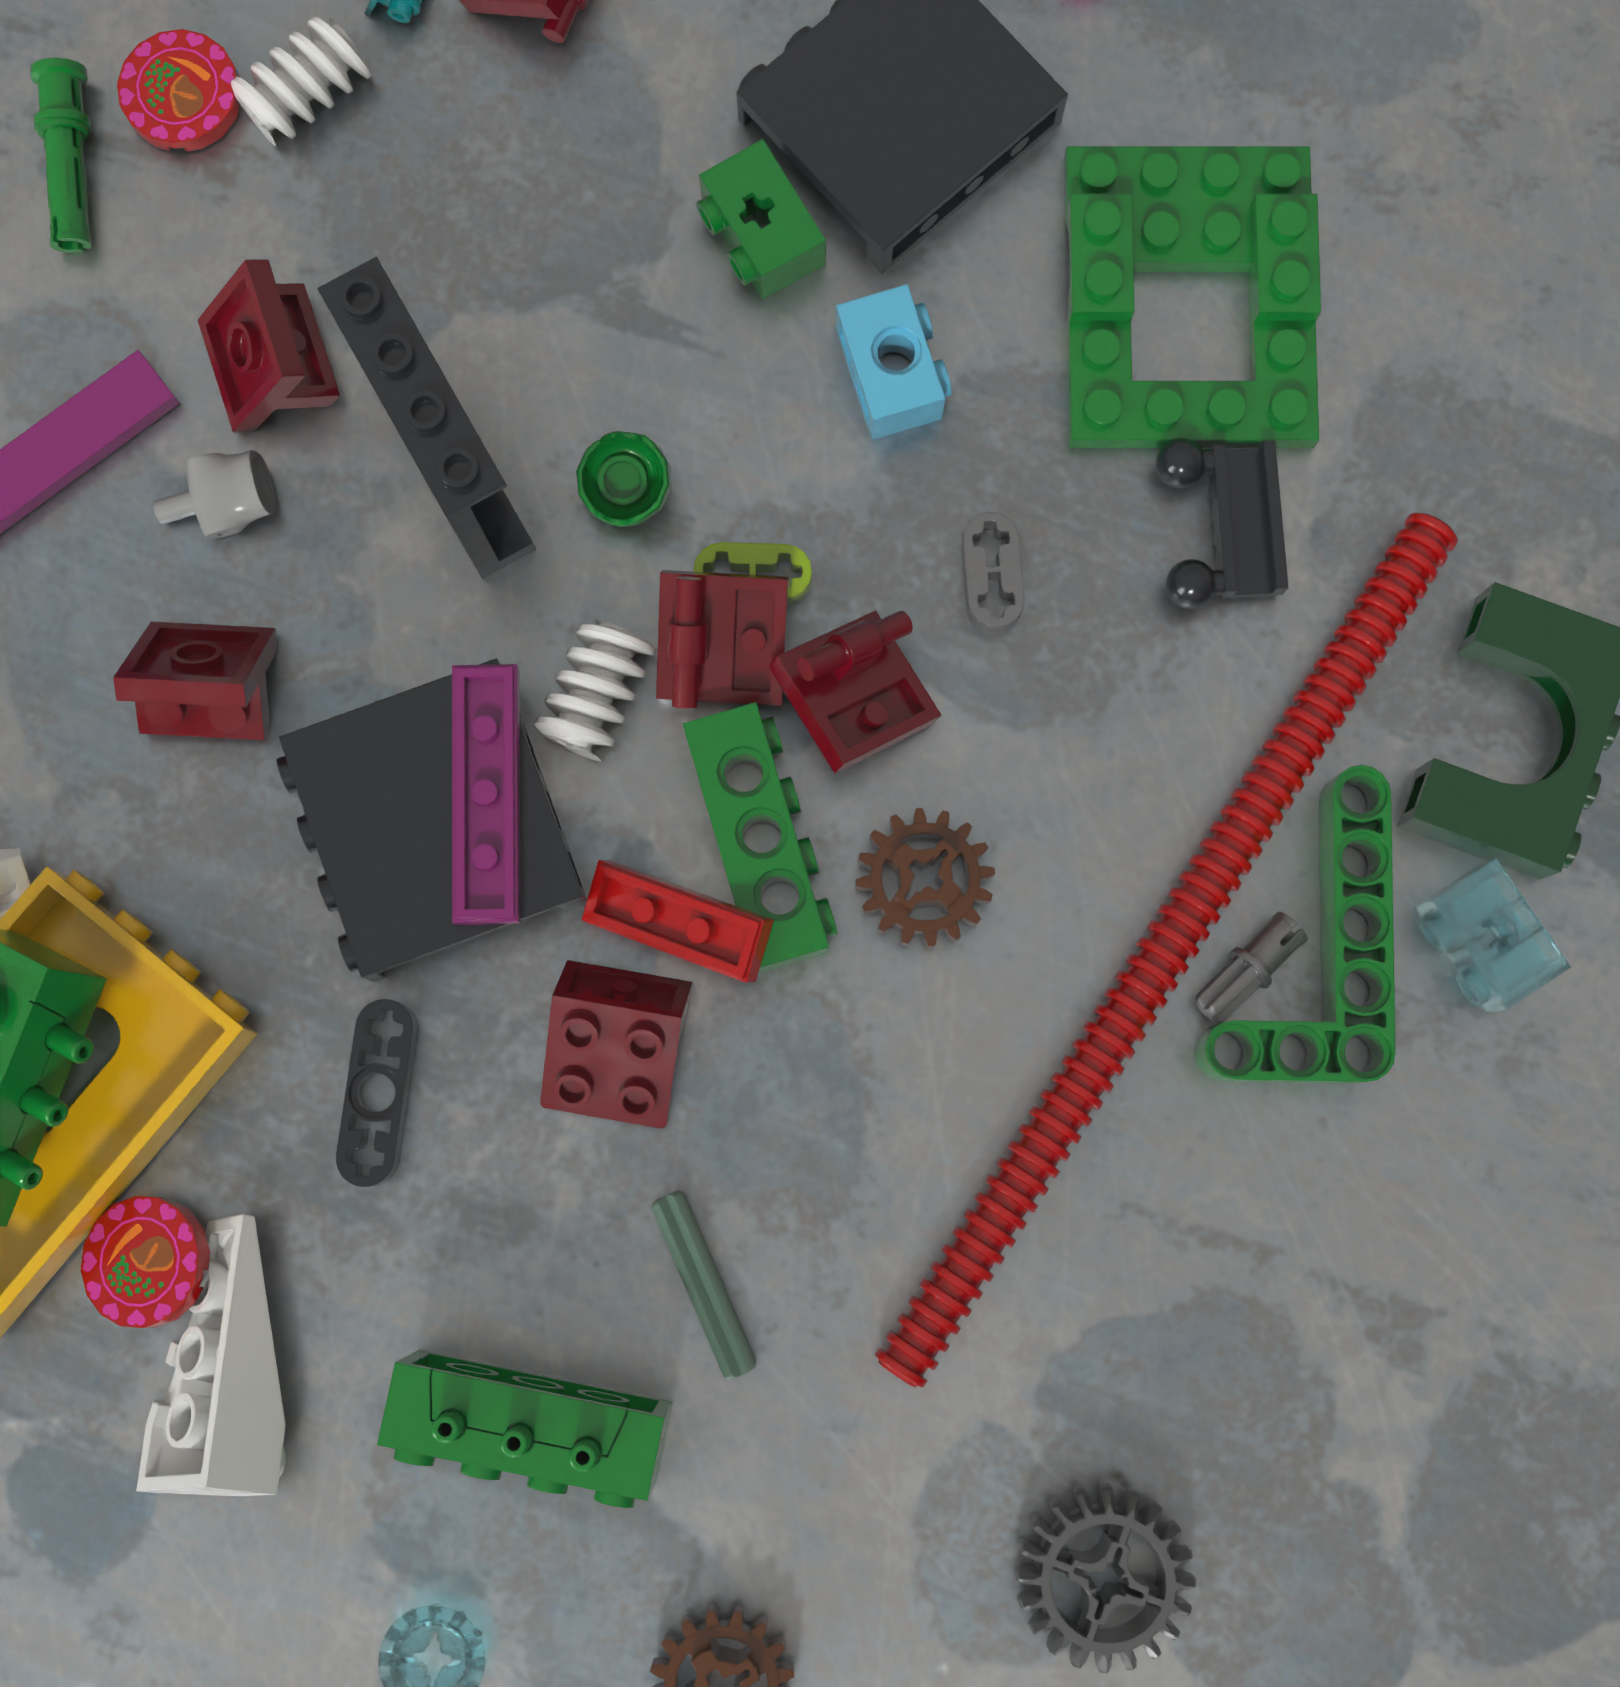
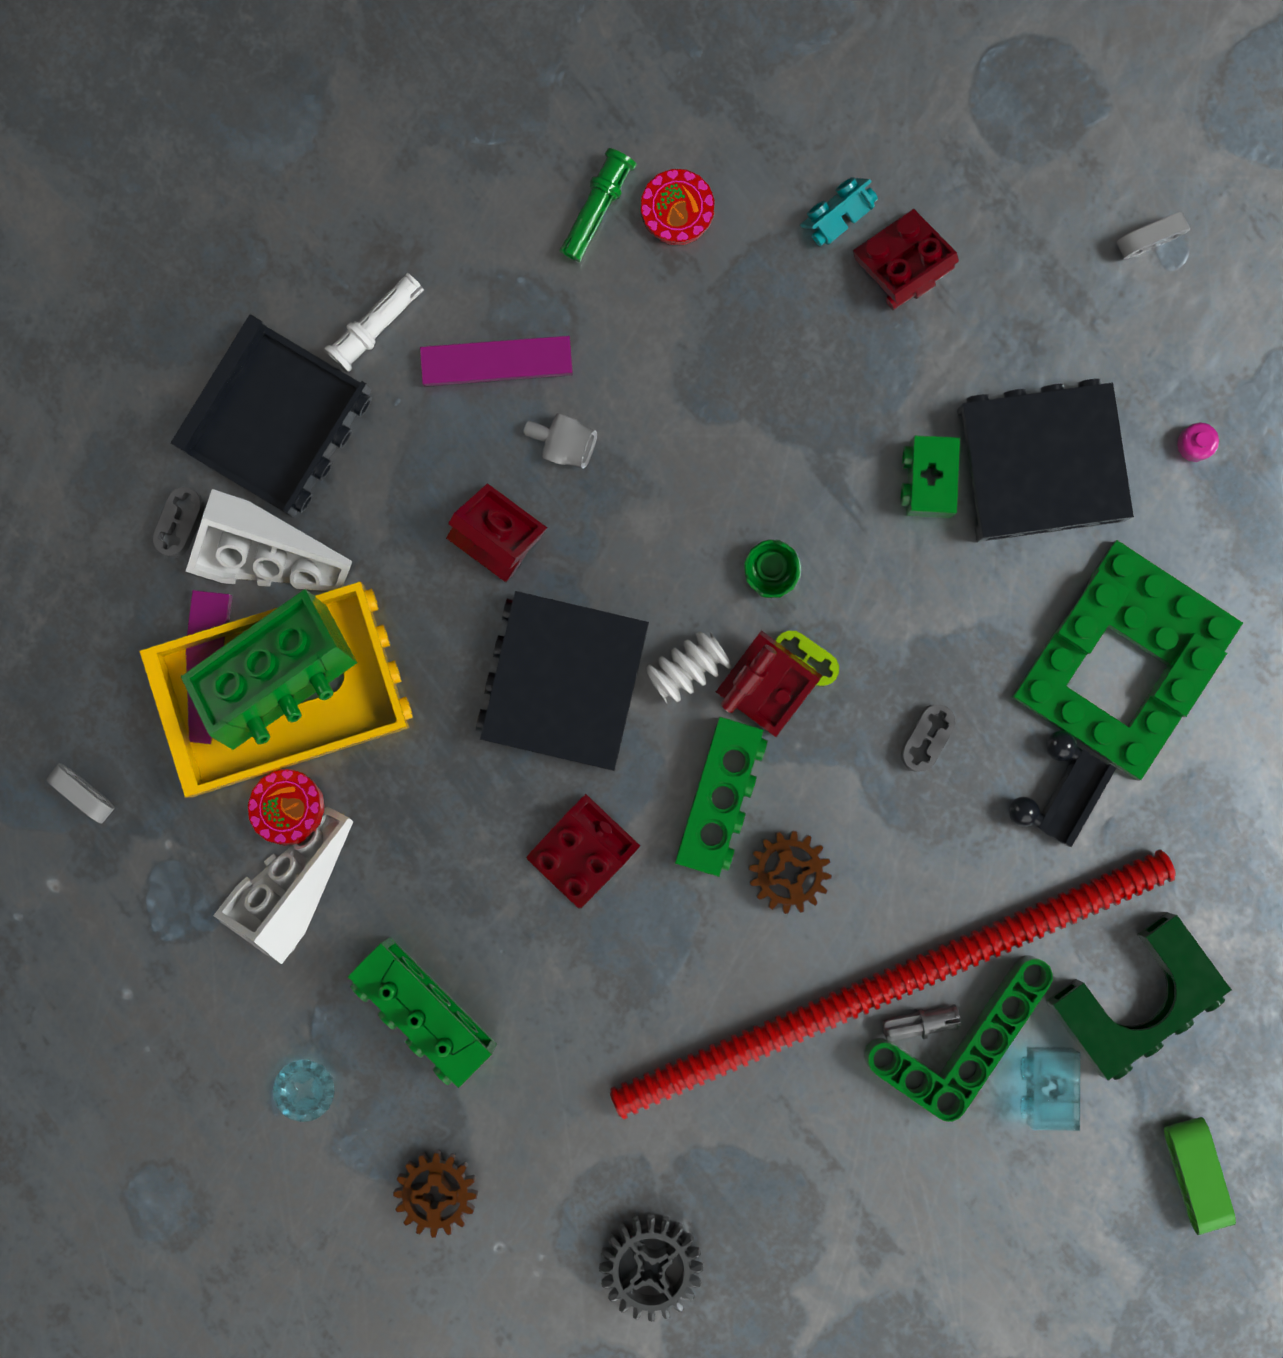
camera: 30 degrees right, 5 degrees up
(265, 347) = (634, 380): dark red bracket -> none
(300, 77) = (743, 245): white piece -> none
(353, 1107) = (439, 826): black beam -> none
(427, 416) = (693, 483): black panel -> none
(486, 794) = (599, 689): magenta tile -> none
(677, 920) = (653, 812): red tile -> none
(704, 1285) = (549, 998): sand green axle -> none
(856, 688) = (818, 754): dark red plate -> none
(888, 397) = (933, 612): medium azure brick -> none

